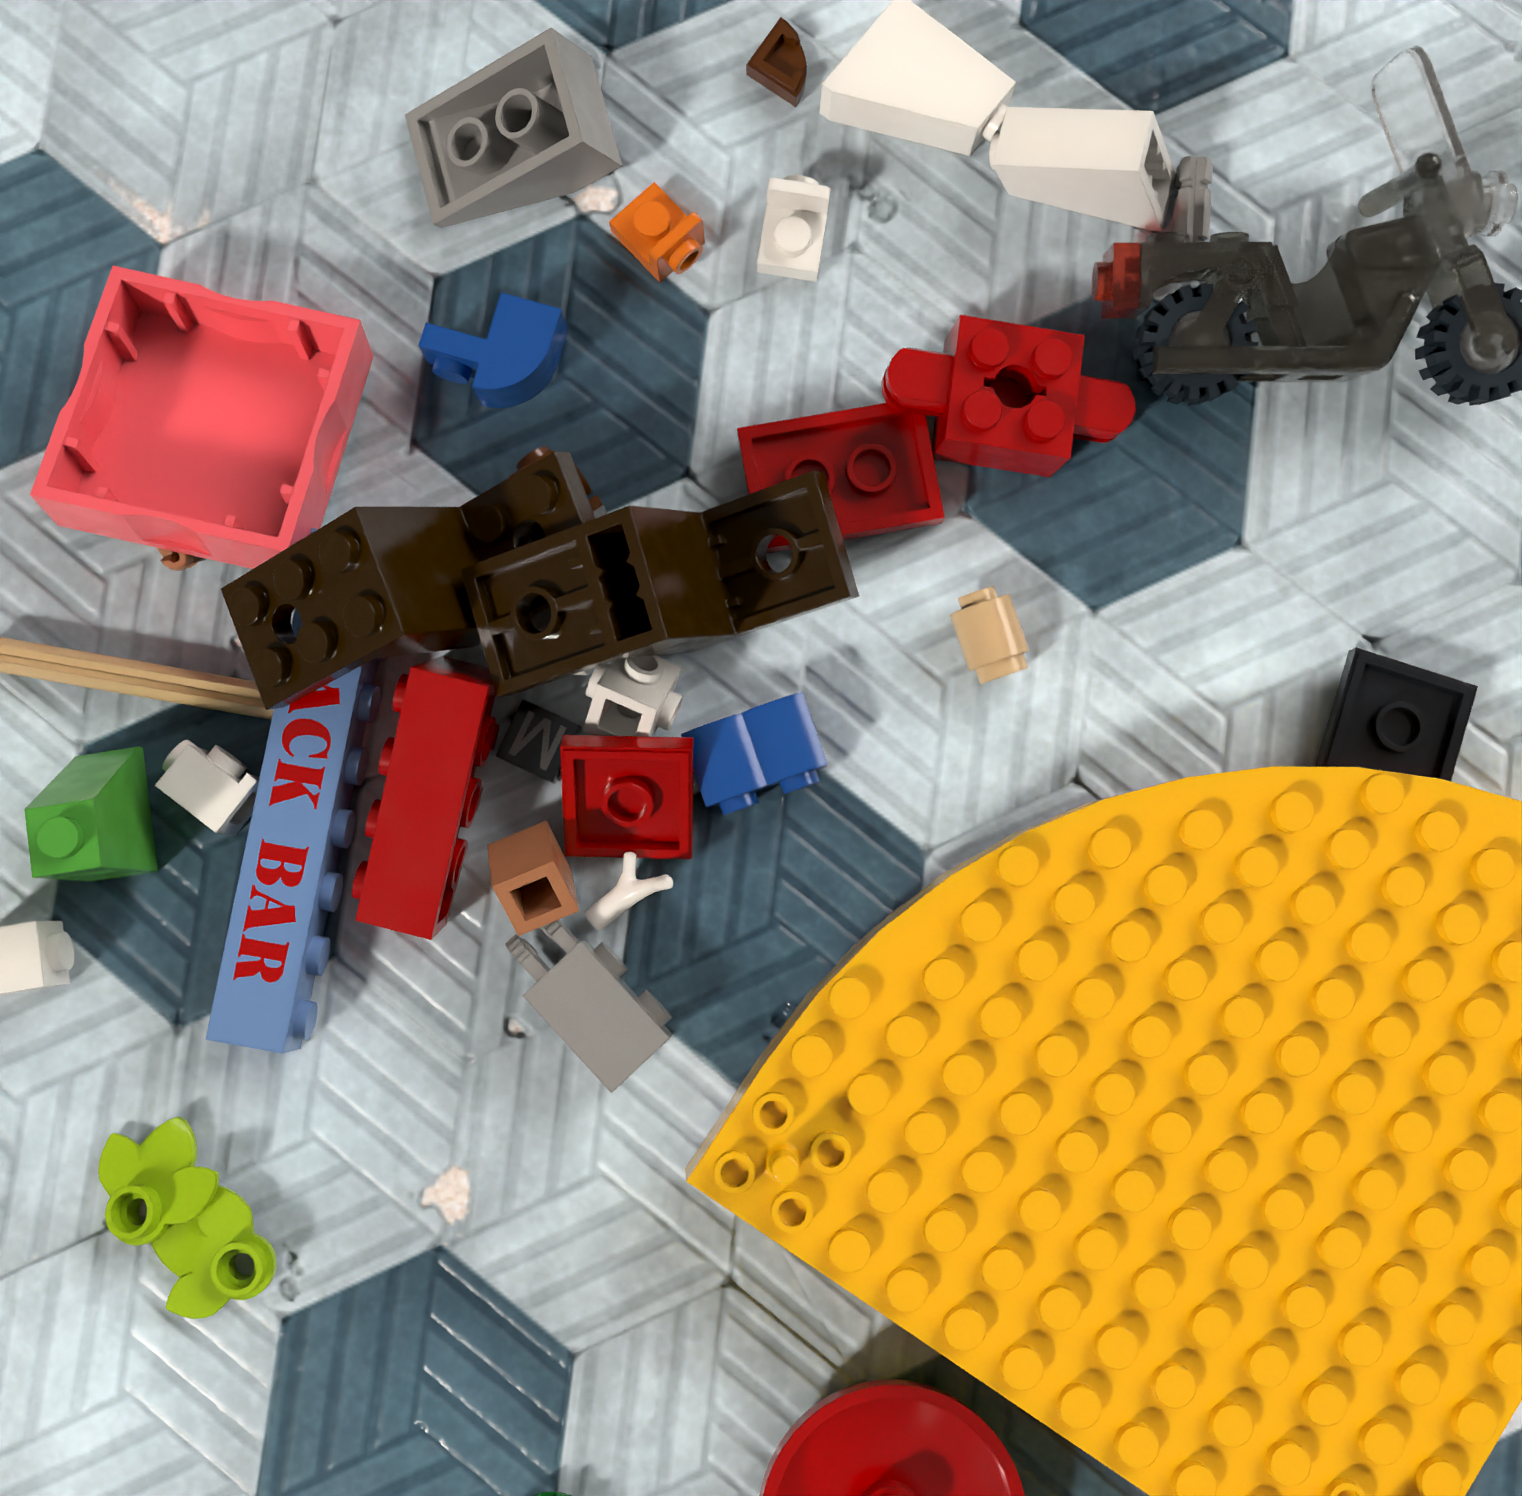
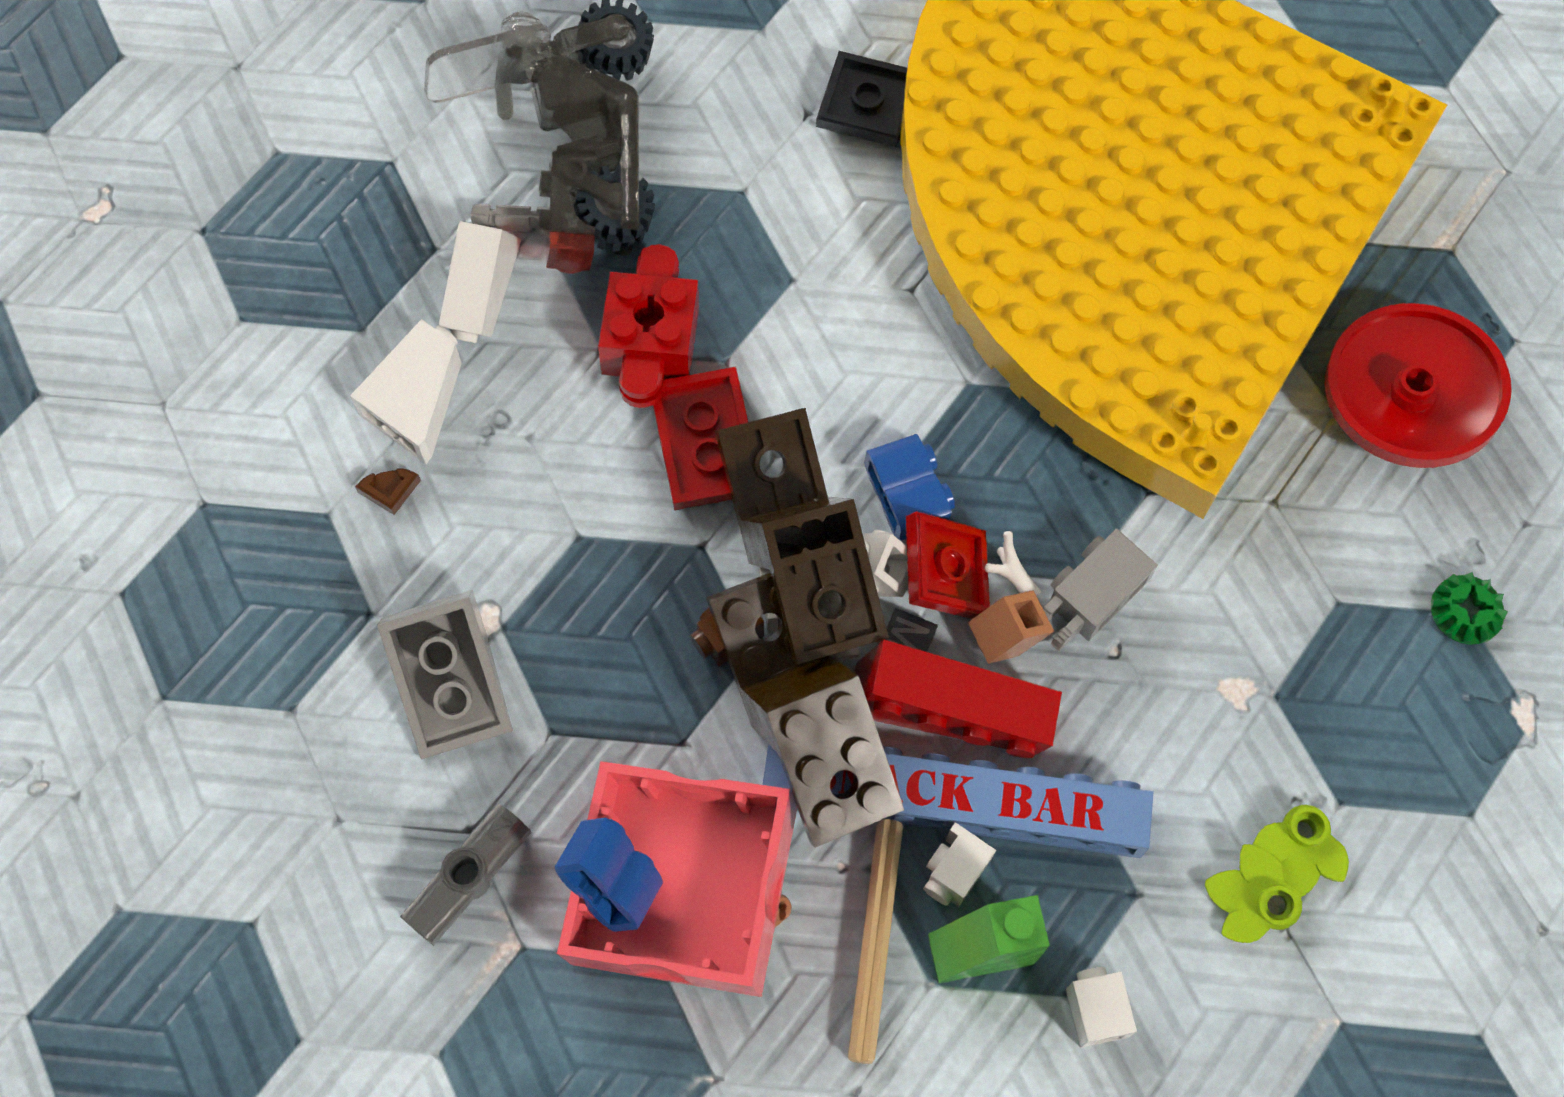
camera: 90 degrees left, 15 degrees down
(200, 325) = (609, 874): none -> blue brick
(221, 145) = (444, 899): none -> dark grey piece
(511, 362) = (623, 663): blue brick -> none
(659, 233) = (522, 566): orange bracket -> none
(793, 227) = (519, 474): white bracket -> none
(990, 634) = (817, 338): tan brick -> none

